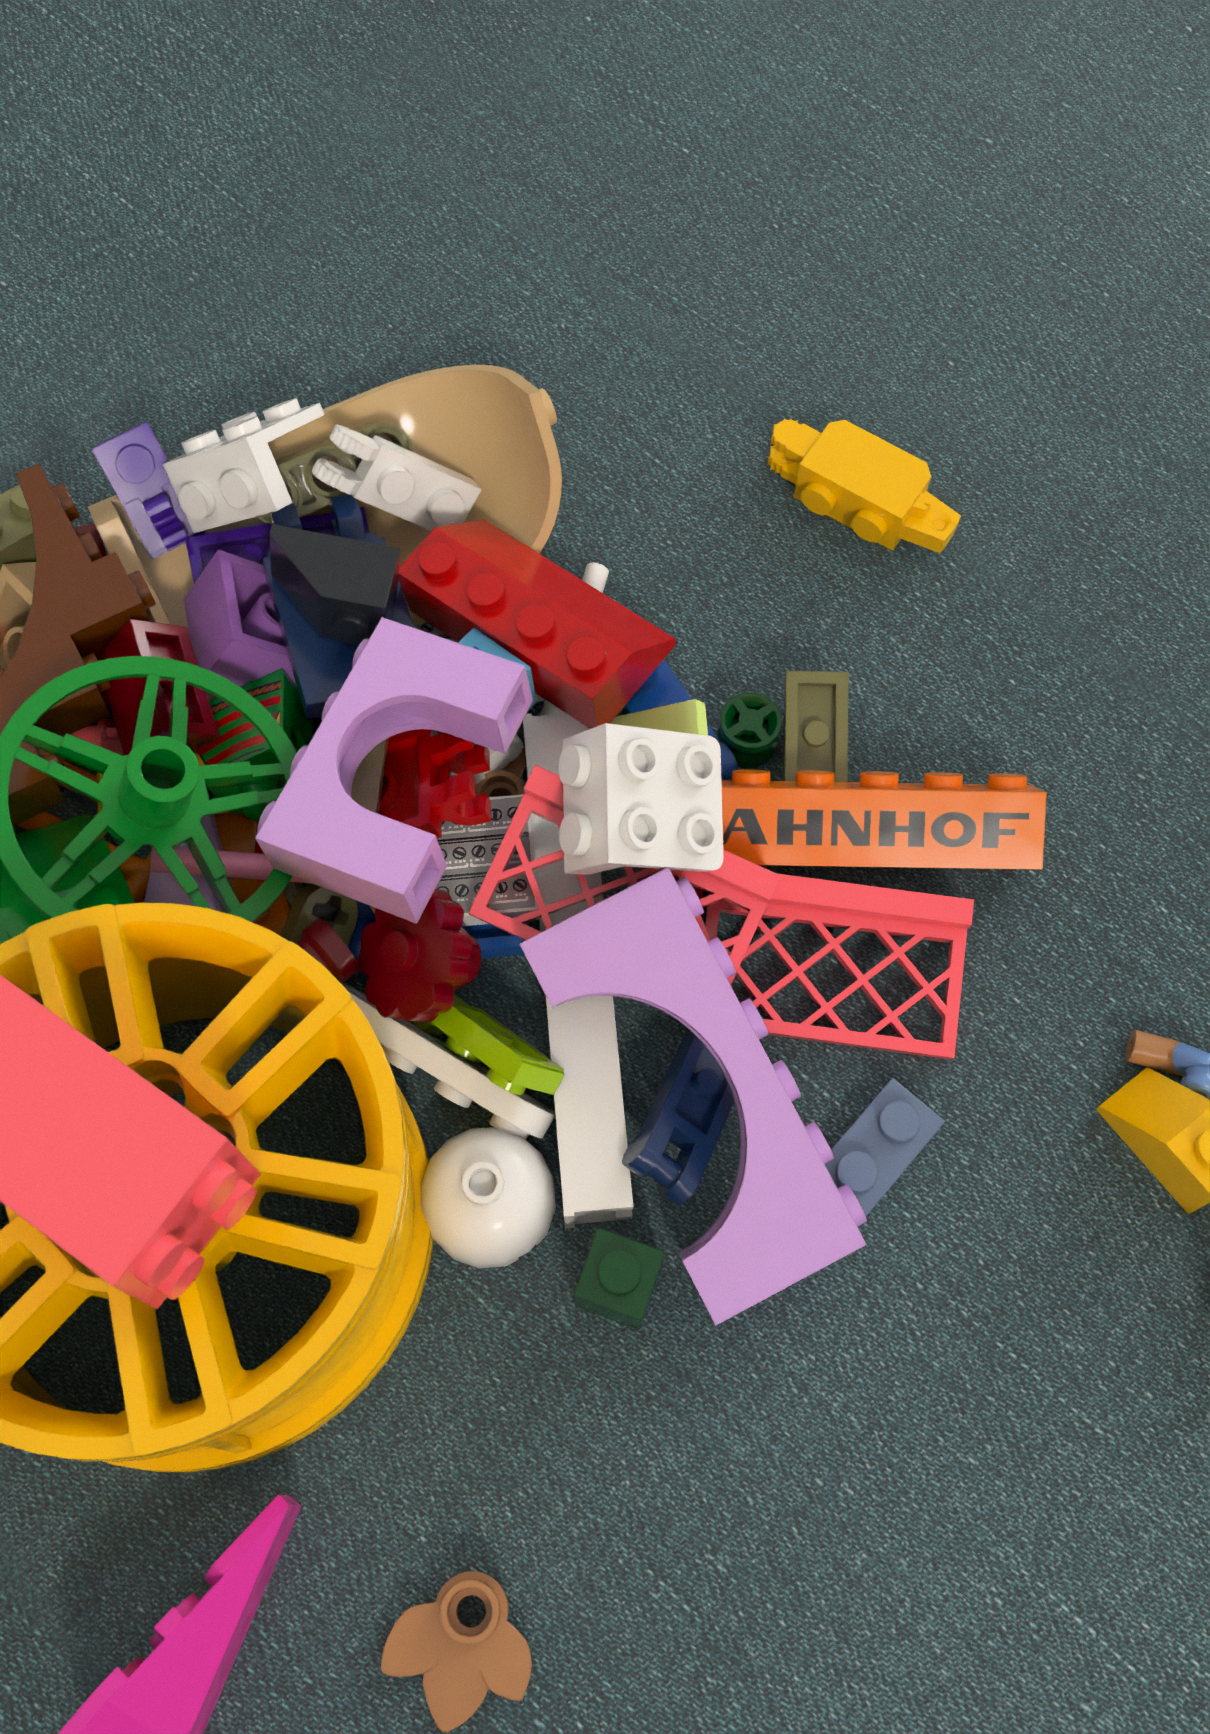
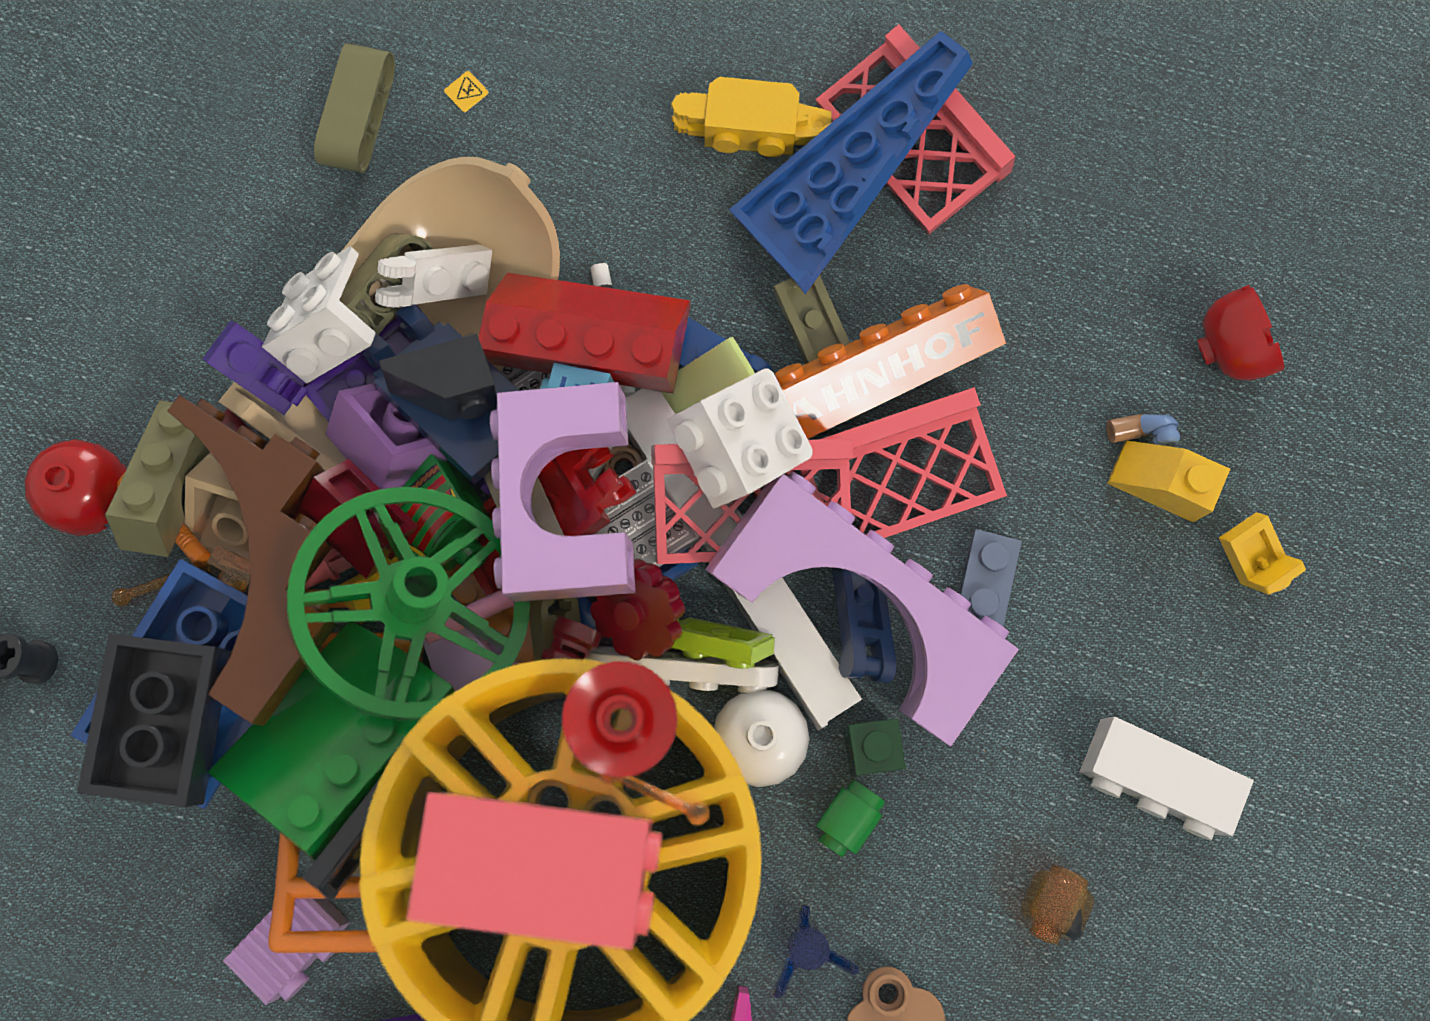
camera: 30 degrees left, 10 degrees up
(243, 1090) = (696, 812): none -> clear orange hinge
(263, 996) = (589, 713): none -> red dish
(397, 1494) = (809, 951): none -> clear blue plant
(420, 287) = (354, 108): none -> olive beam
(542, 1355) = (850, 819): none -> green brick
(554, 326) = (466, 91): none -> yellow sticker
(750, 715) = (767, 326): dark green wheel -> none
(753, 1616) = (1057, 905): none -> clear orange head
(908, 590) = (829, 184): none -> blue wing
(987, 1527) = (1165, 778): none -> white brick
(1108, 583) = (955, 116): none -> coral fence

